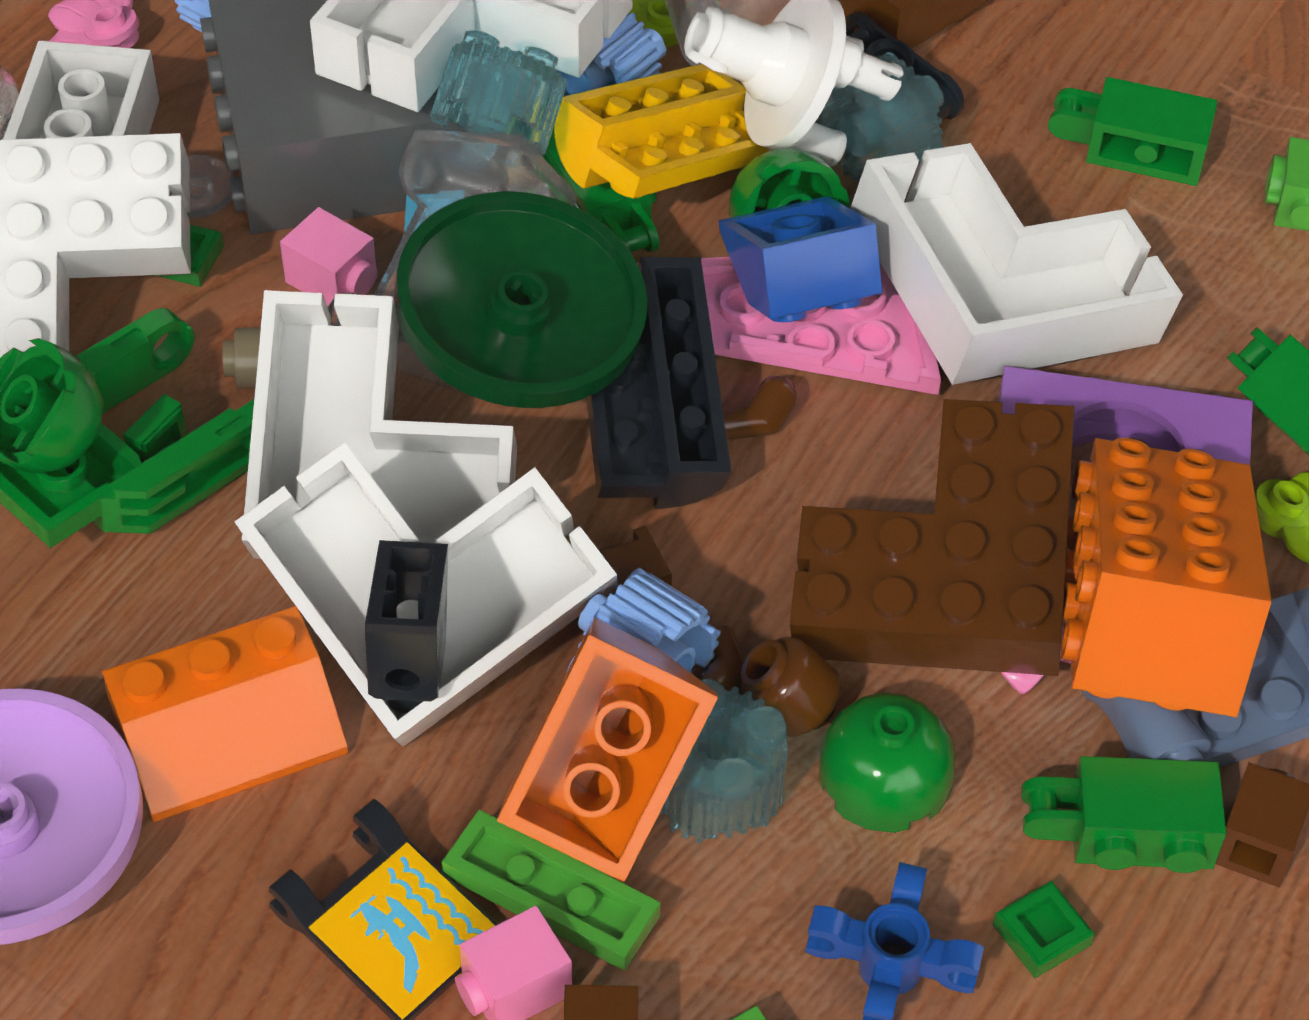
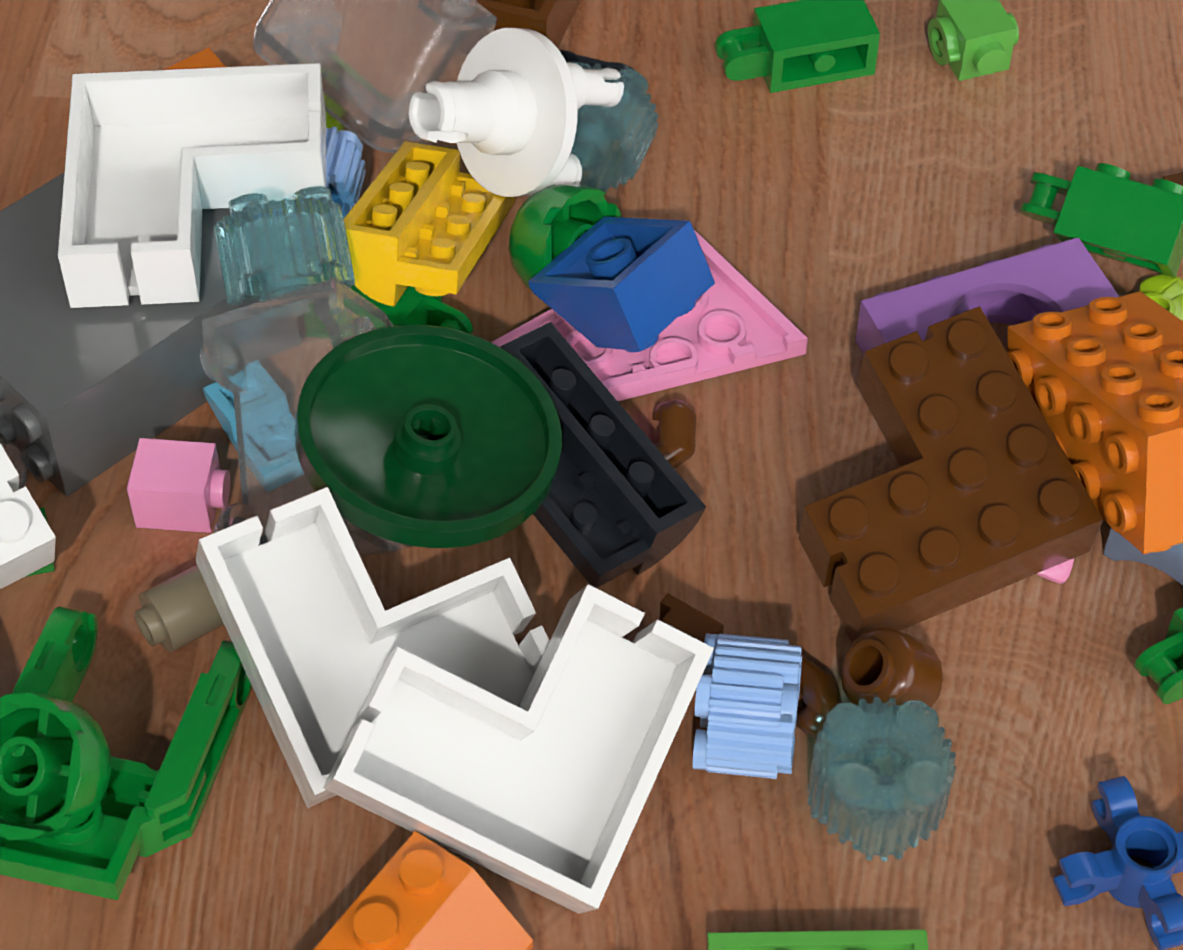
camera: 30 degrees left, 0 degrees up
(157, 428) = (137, 729): green tile -> none
(407, 654) = (576, 815): black torso -> none
(608, 751) = (803, 815): orange slope -> none
(887, 762) = (1009, 700): green cylinder -> none
(1002, 290) = (798, 235): white piece -> none

